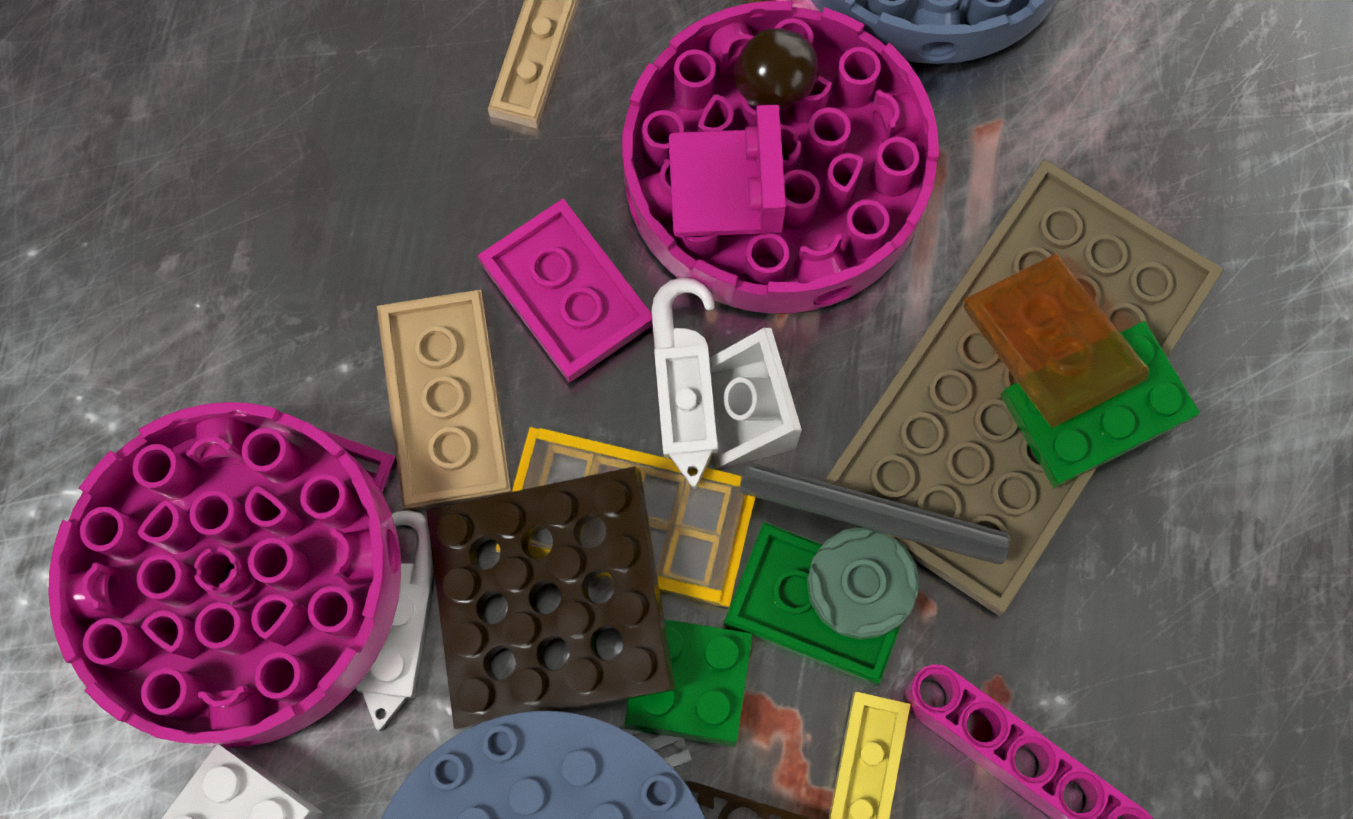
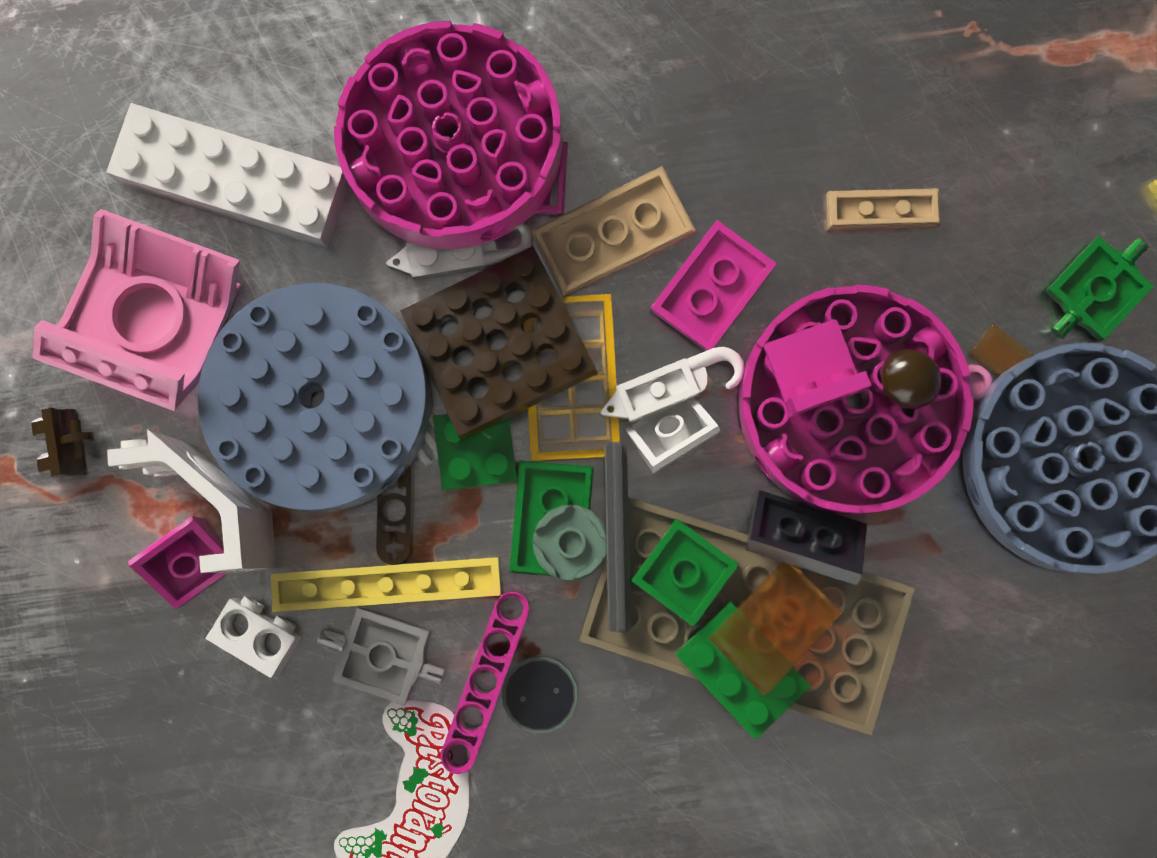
camera: 75 degrees right, 10 degrees up
(943, 267) = (807, 537): none -> black plate
(949, 437) = (684, 572): none -> green plate
(1064, 691) = (539, 694): none -> black tile

